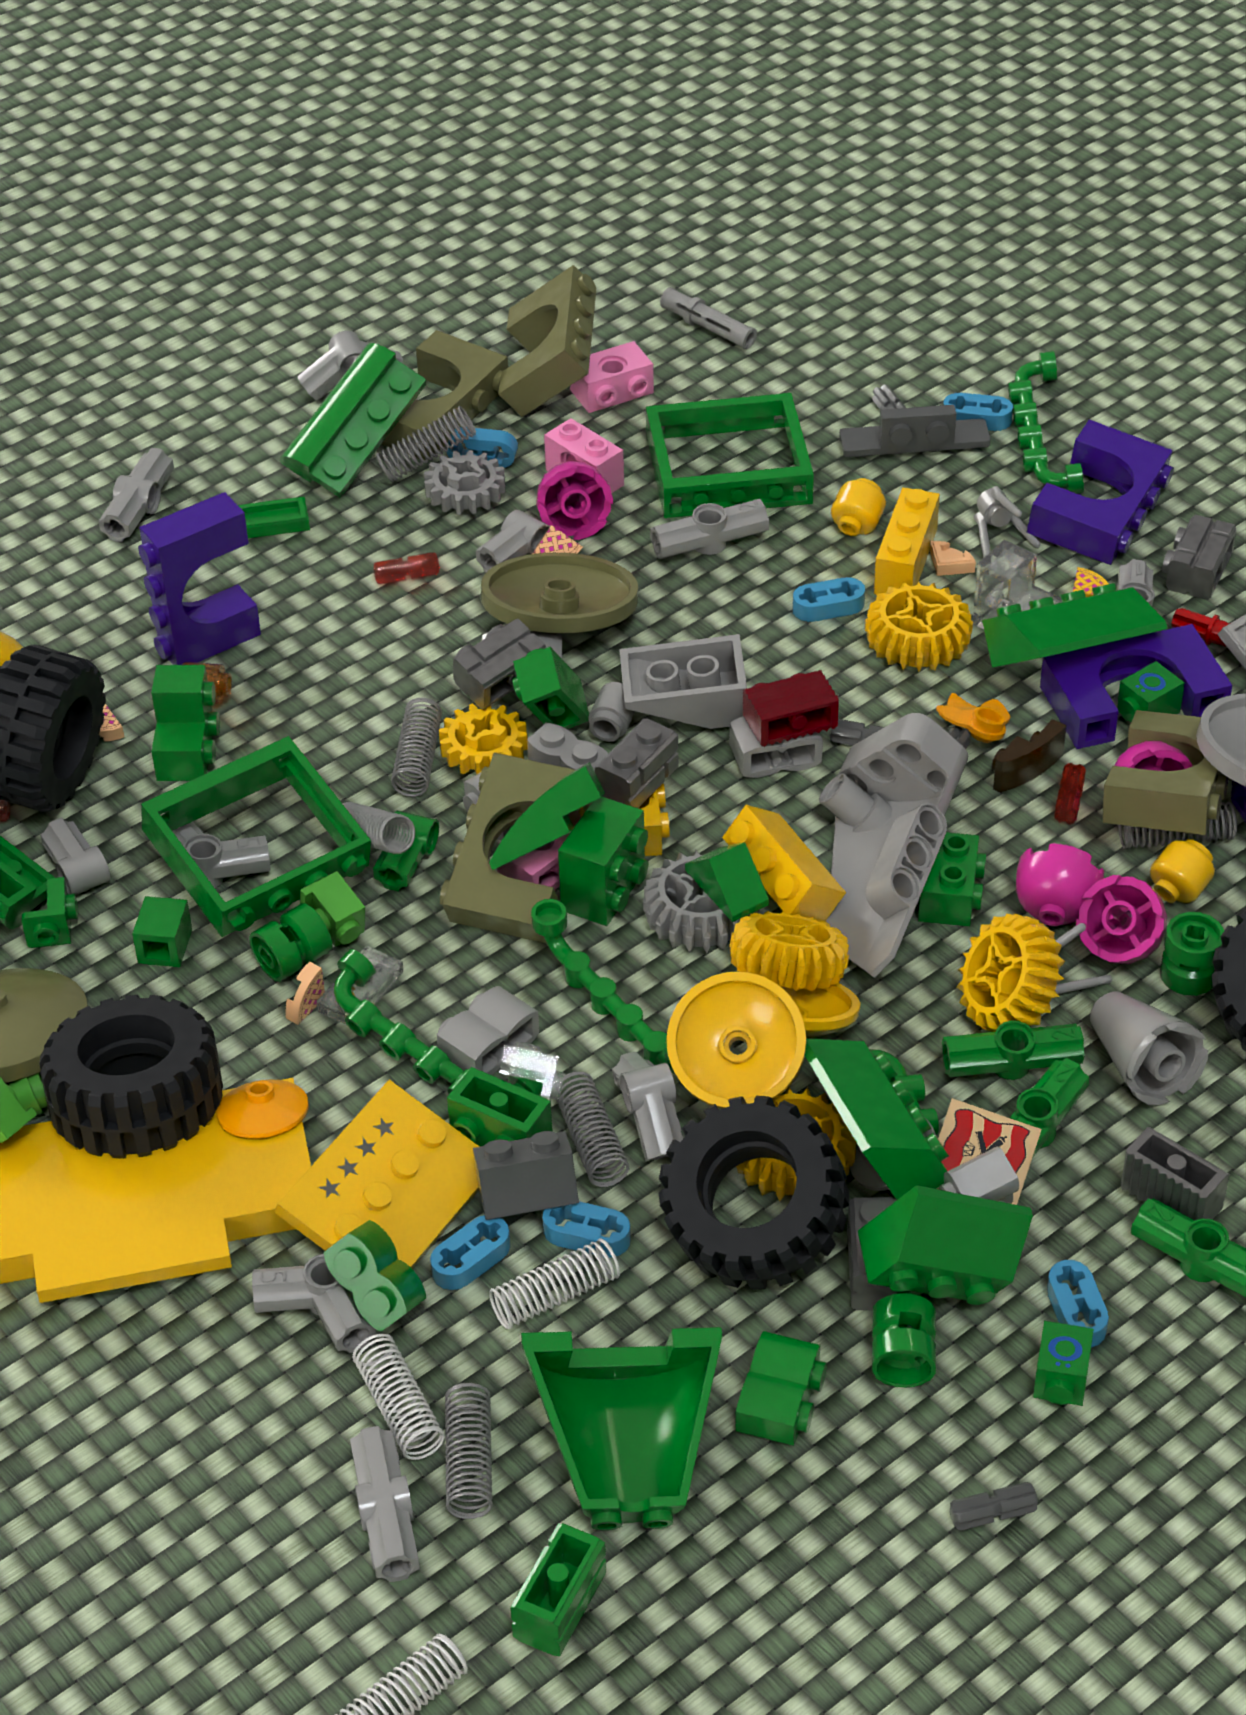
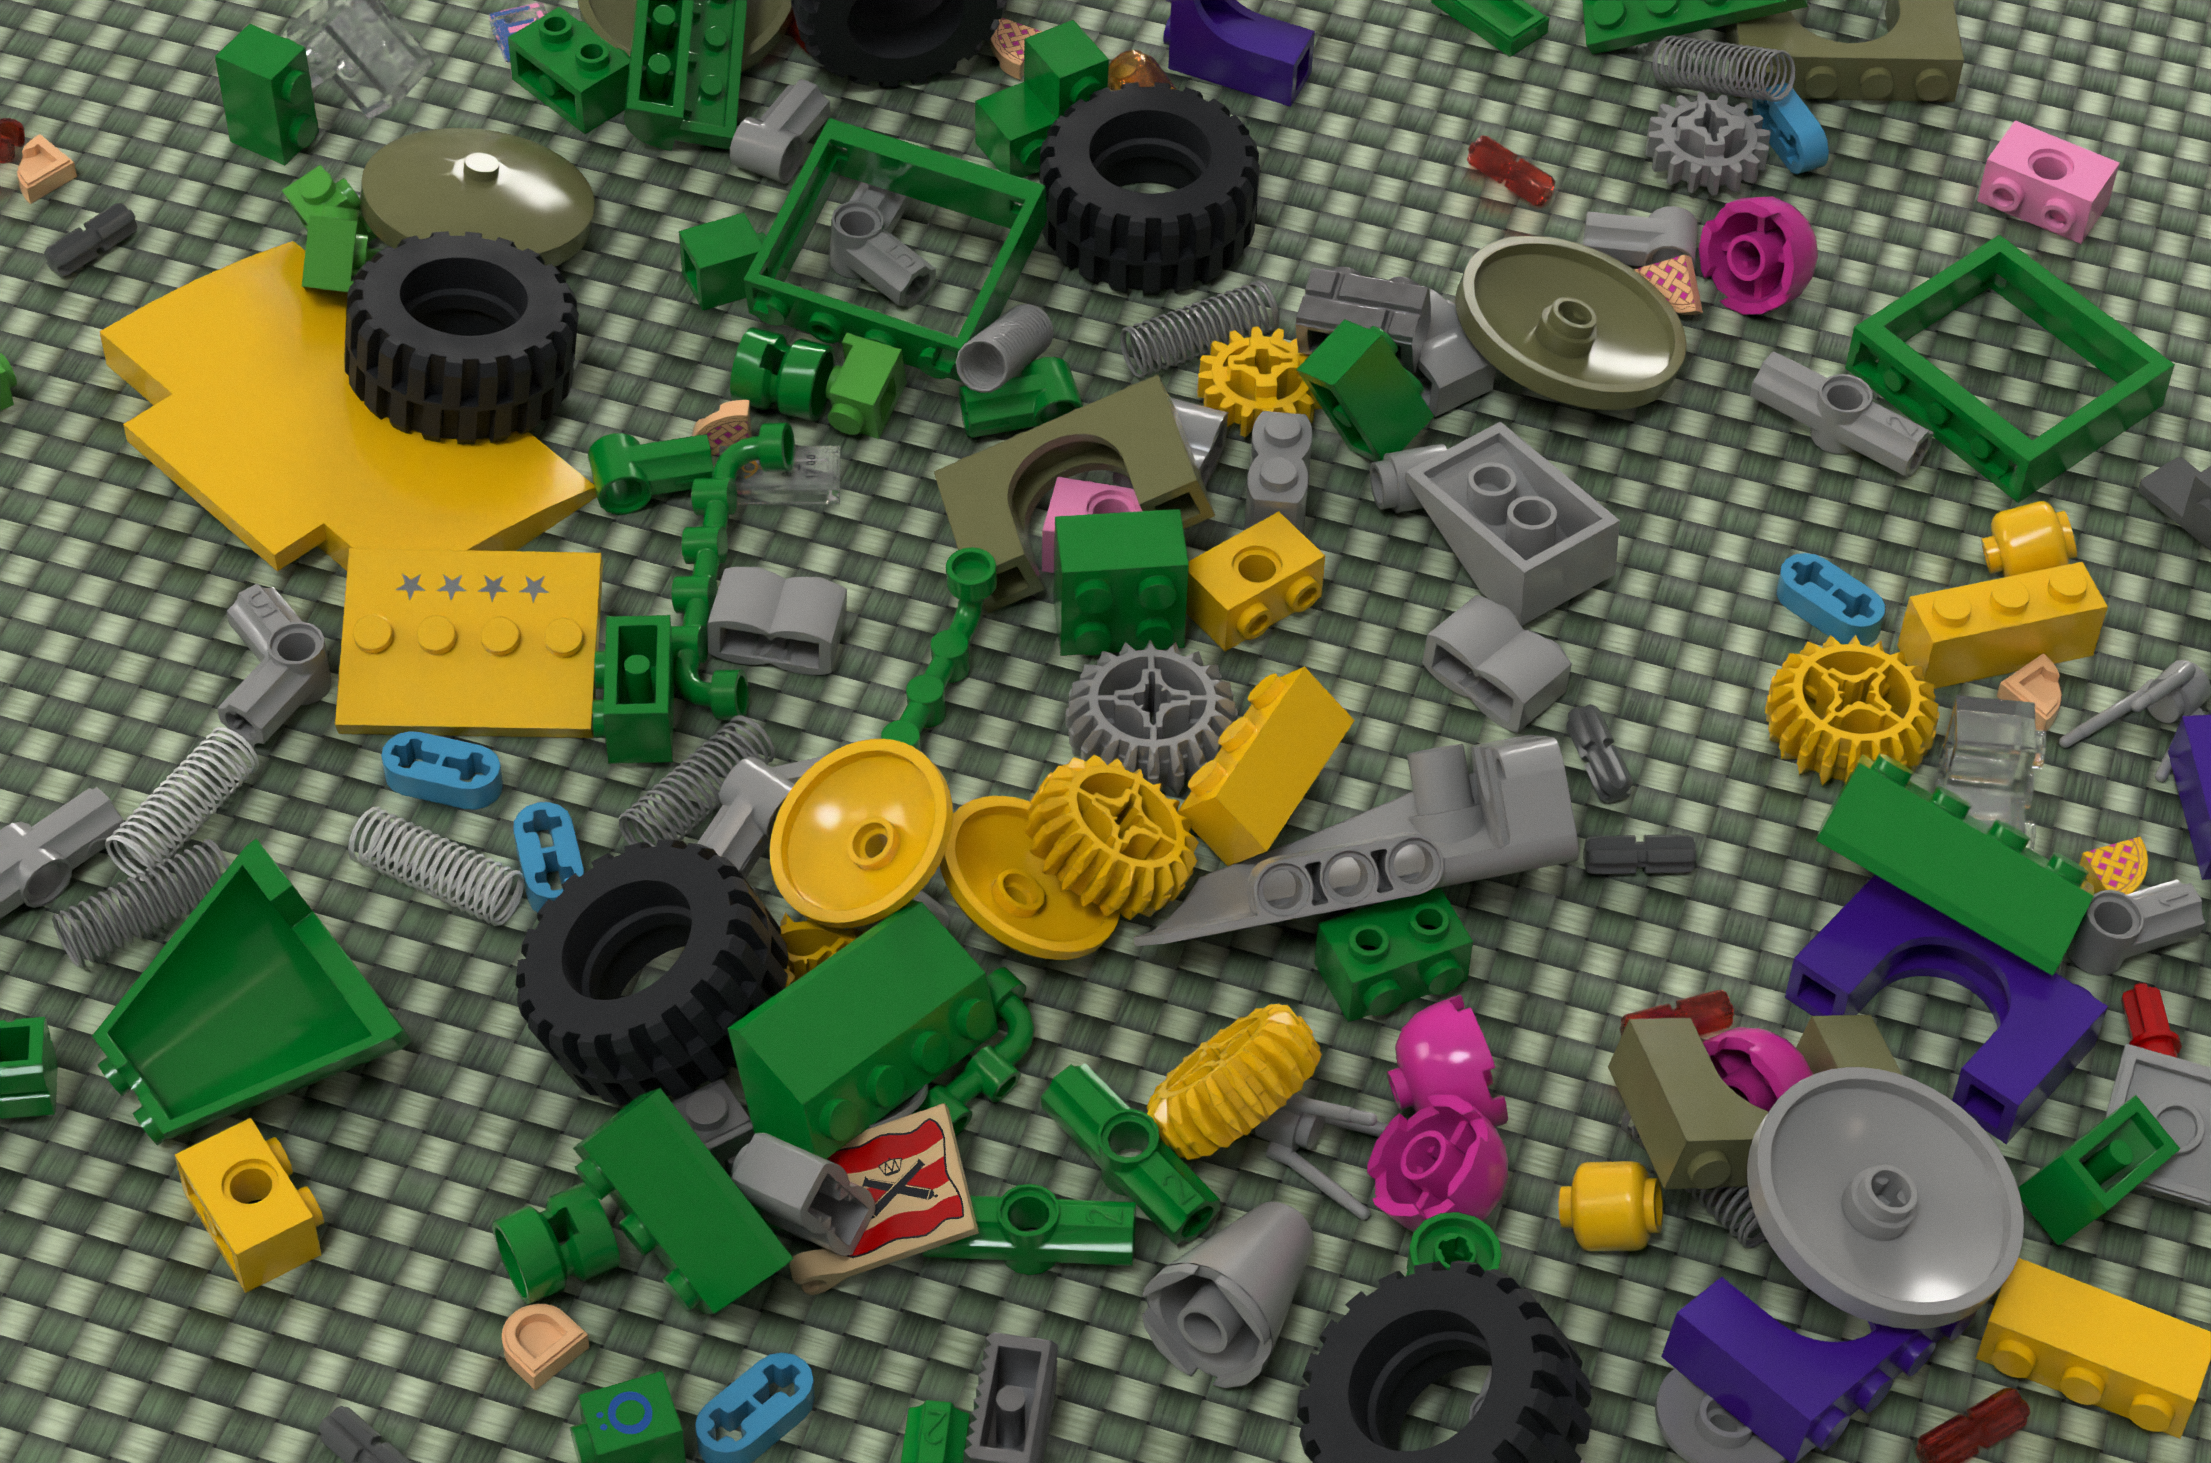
camera: 55 degrees right, 5 degrees up
(52, 925) = (681, 163): green bracket -> none
(262, 1109) = (516, 479): light orange dish -> none
(291, 677) = (1149, 237): none -> black tyre
(305, 1049) = (631, 472): none -> green piece
(370, 1269) = (311, 687): green brick -> none
(525, 1174) = (556, 752): dark grey brick -> none
(529, 1063) = (720, 687): clear bracket -> none
(548, 815) = (1098, 476): green slope -> none
(558, 330) = (2066, 69): olive arch -> none
(579, 444) = (1854, 231): bright pink brick -> none
(639, 763) = (1280, 529): flat silver brick -> none
(730, 880) = (1165, 715): green slope -> none
(743, 1505) = (259, 1237): none -> yellow brick
(779, 1388) = (410, 1153): green brick -> none
(790, 707) = (1523, 632): dark red brick -> none
(958, 1388) = (541, 1342): none -> light nougat tile
(984, 722) = (1733, 853): light orange plate -> none
(1028, 759) = (1676, 938): dark brown slope -> none
(1150, 690) = (1934, 1026): green brick -> none

